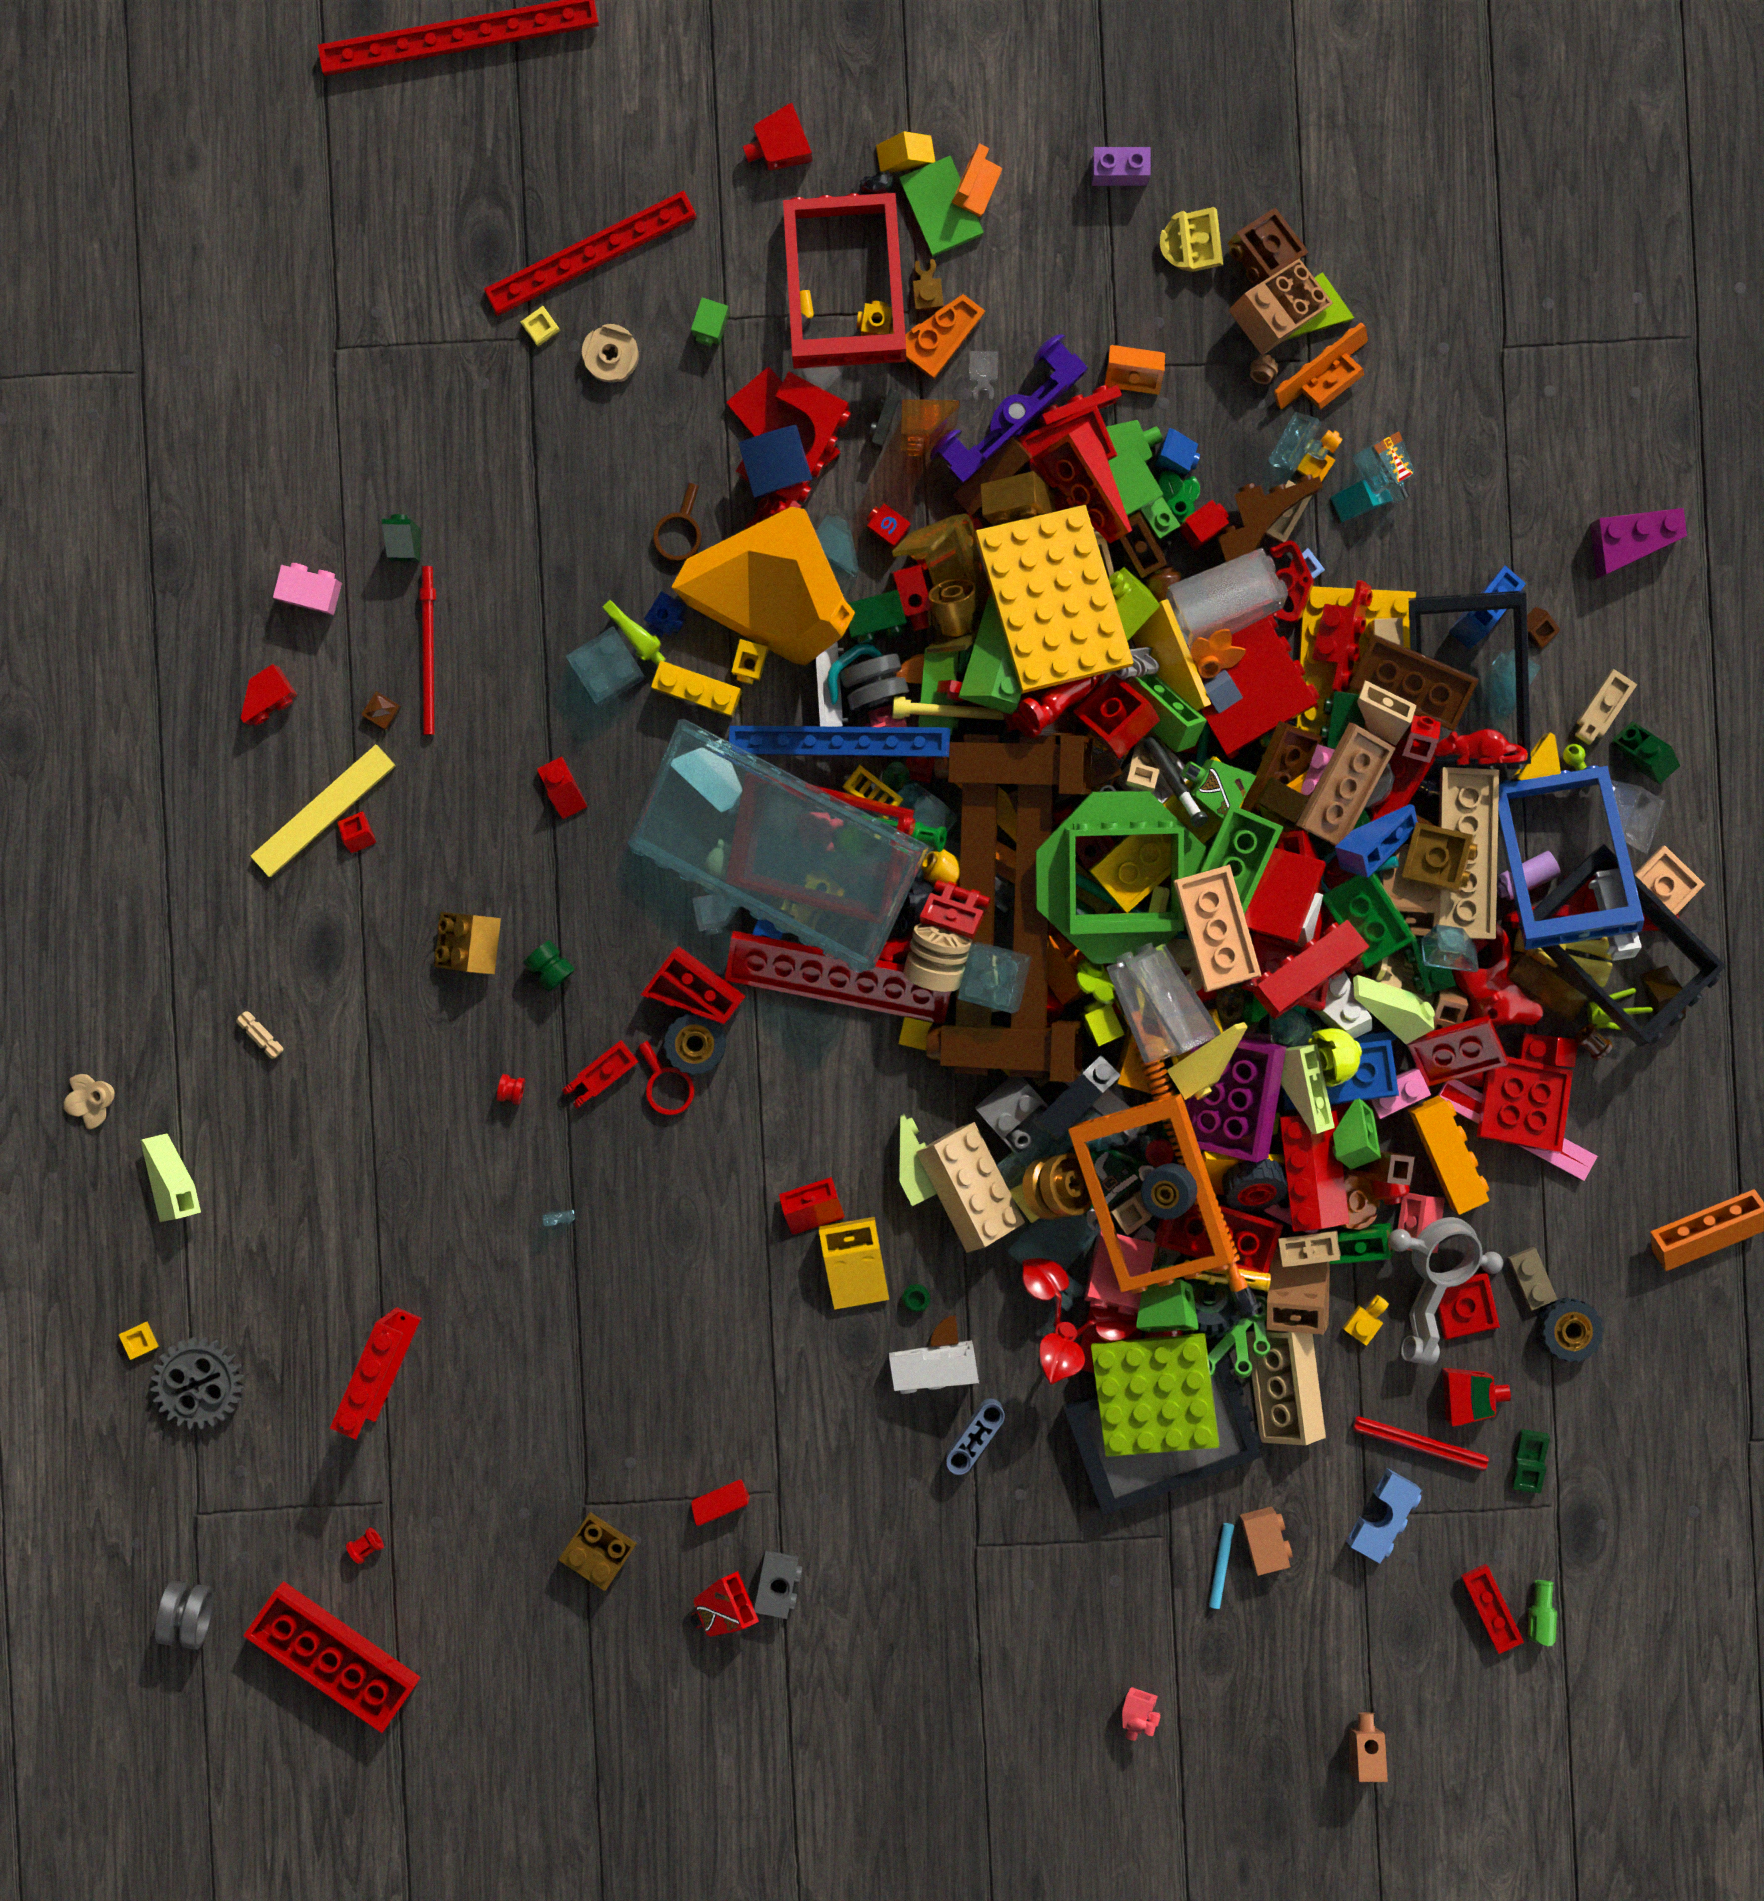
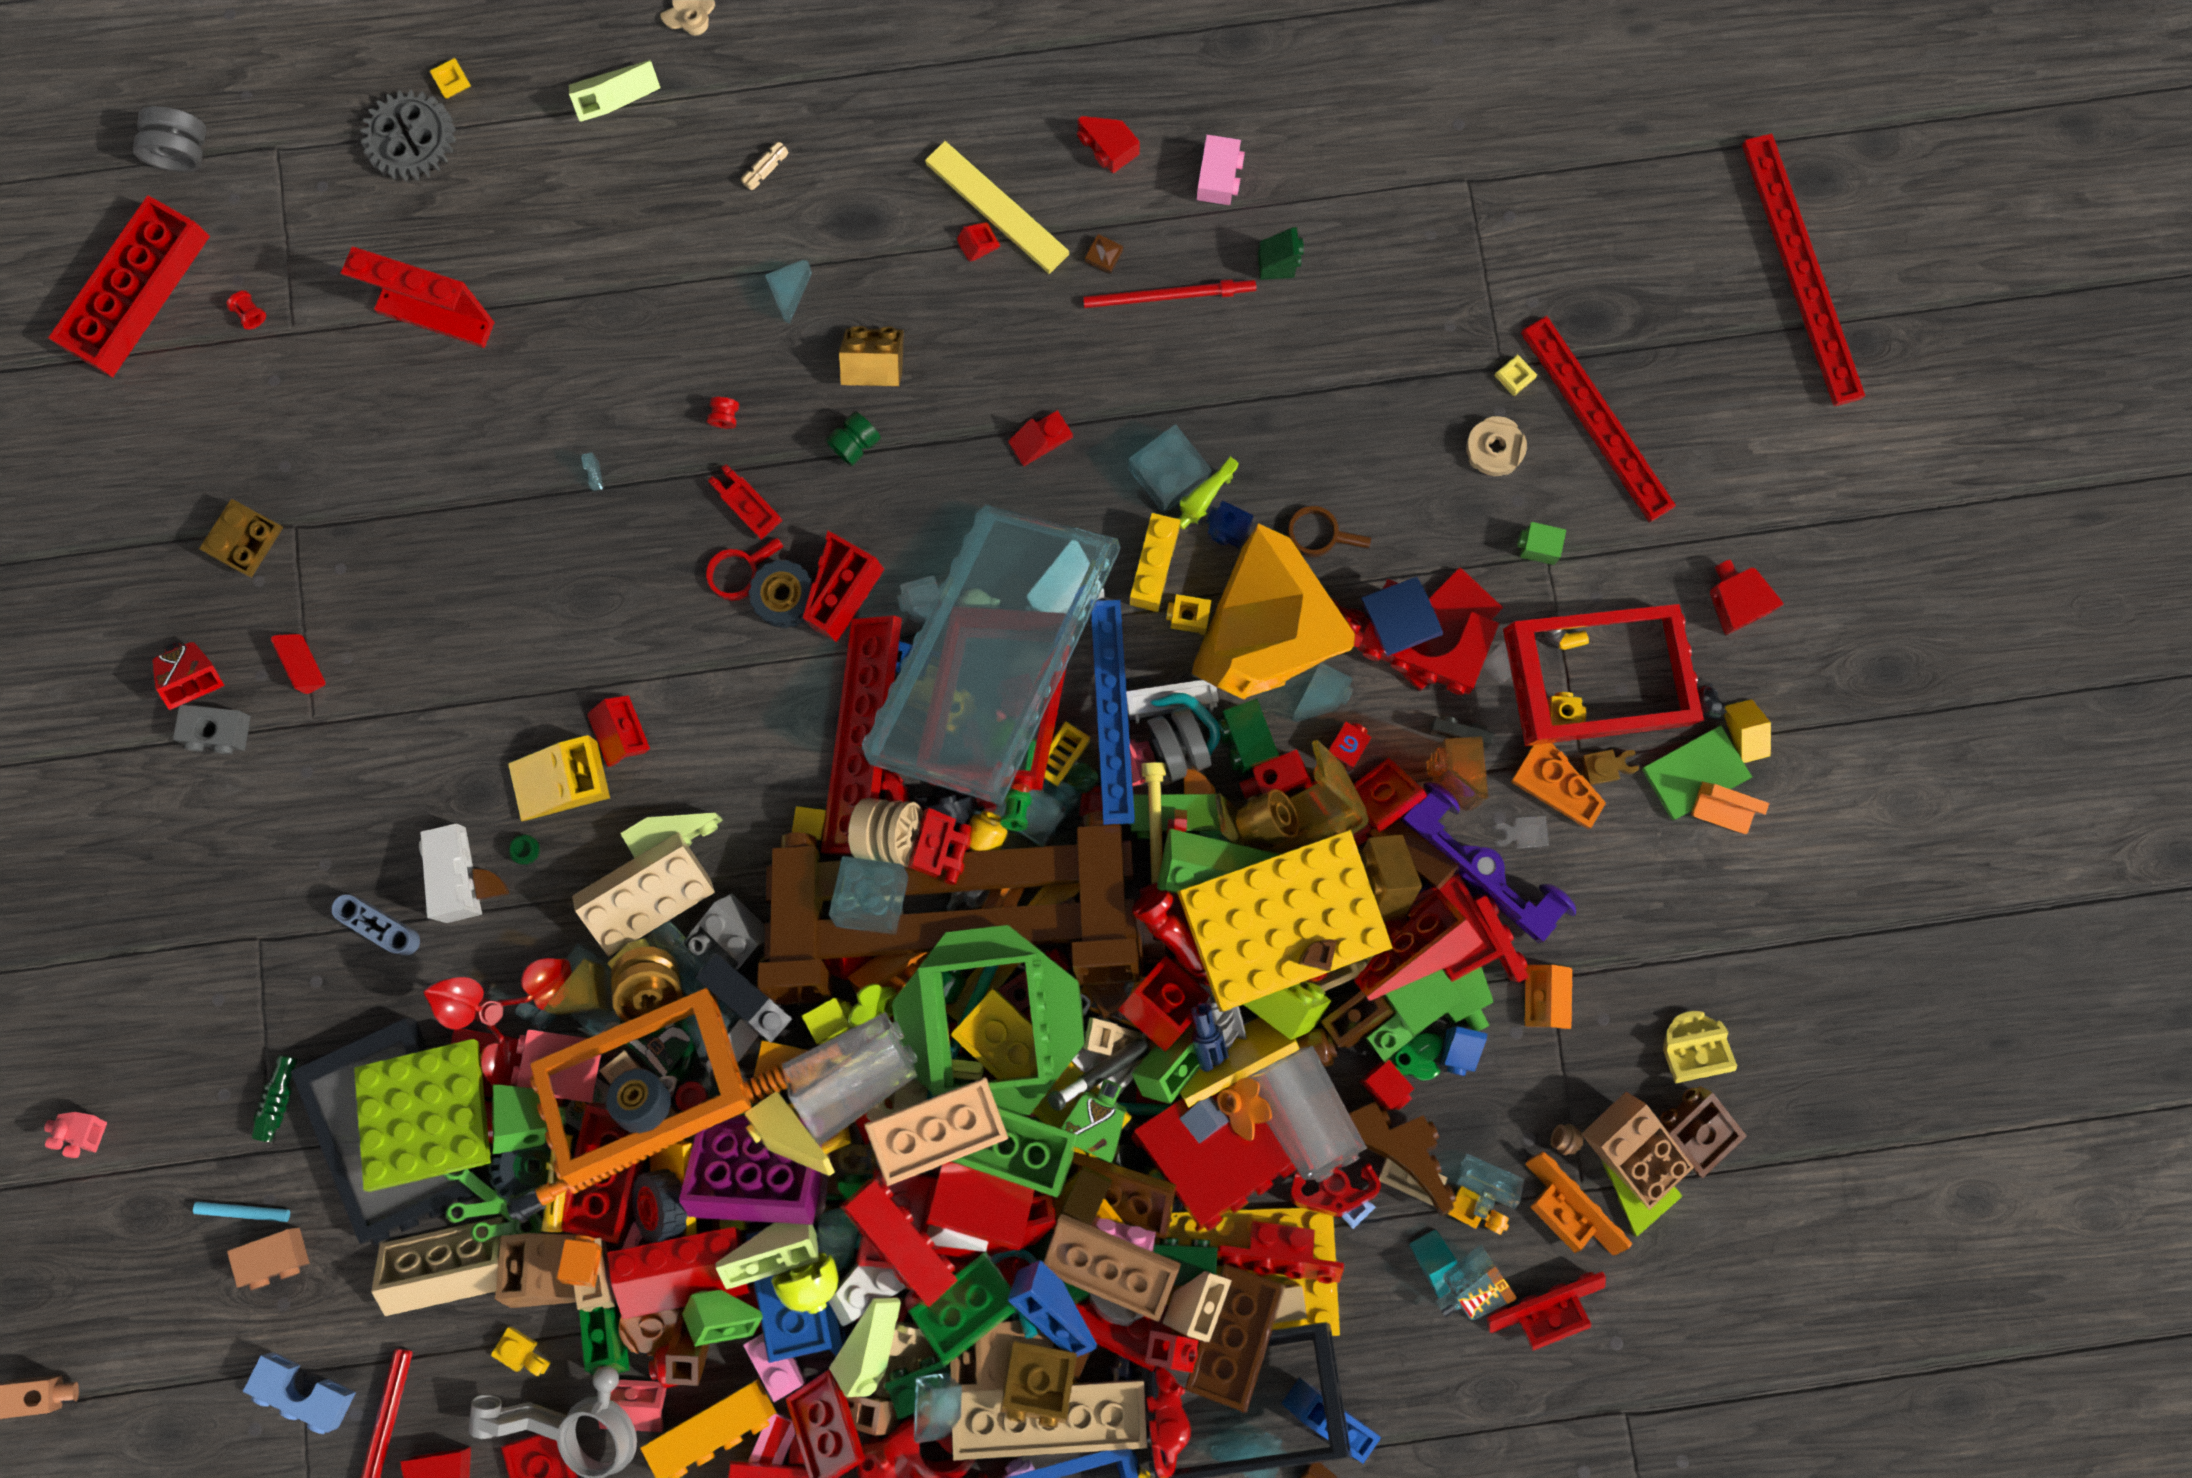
camera: 85 degrees right, 10 degrees down
(389, 1019) = (788, 286): none -> clear light blue slope
(937, 494) = (1388, 794): none -> red tile
(1059, 1244) = (581, 992): none -> clear yellow slope
(1089, 571) = (1319, 955): none -> reddish brown tile
(1121, 166) = (1767, 960): medium lavender hinge -> none
(1124, 1533) = (274, 1100): none -> dark green hinge
(1152, 680) = (1208, 1038): none -> dark blue arm
(1299, 1254) = (580, 1261): none -> orange brick
(1415, 401) = (1552, 1314): none -> red bracket

